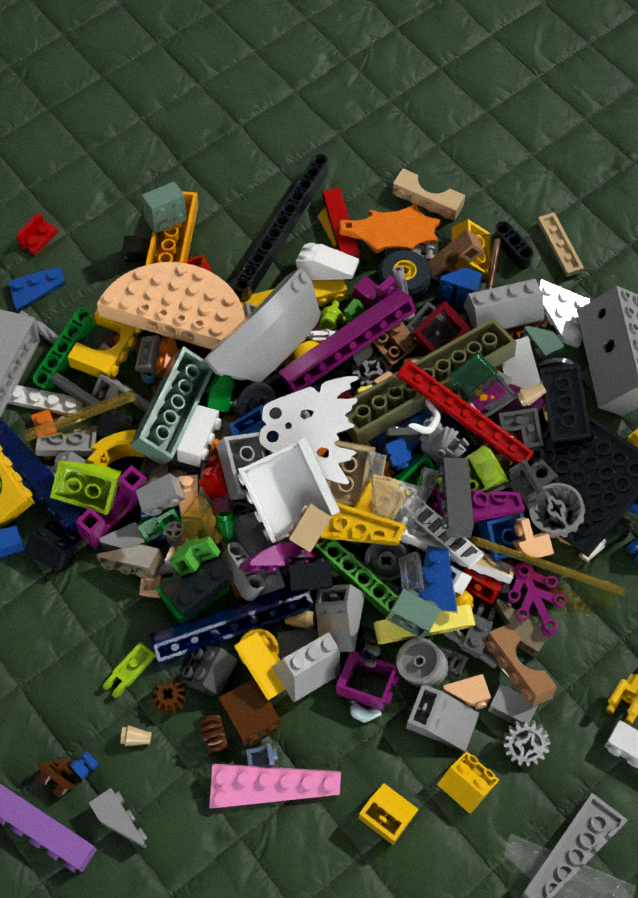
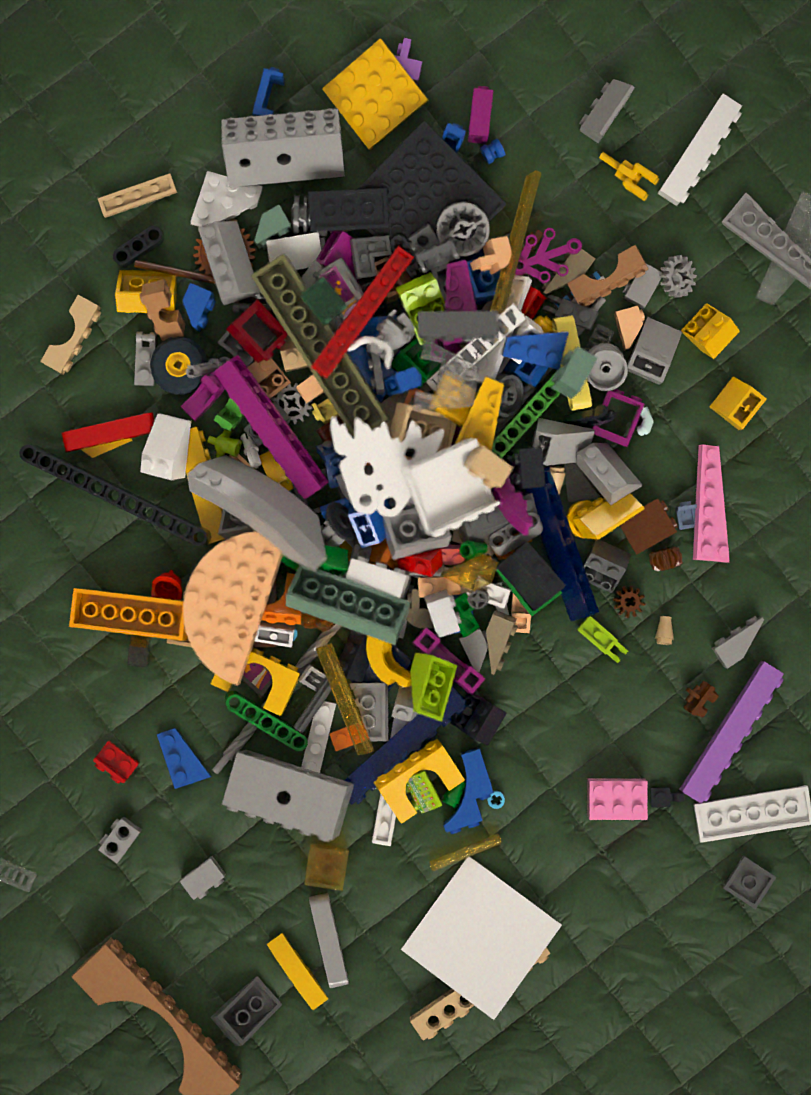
camera: 90 degrees left, 25 degrees up
(79, 767) = (690, 675): blue wheel -> none
(164, 207) = (108, 620): sand green brick -> none
(192, 553) = (503, 582): bright green brick -> none
(394, 229) = (120, 374): orange animal -> none
(411, 572) = (529, 372): clear tile -> none
(531, 394) = (340, 245): tan cone -> none

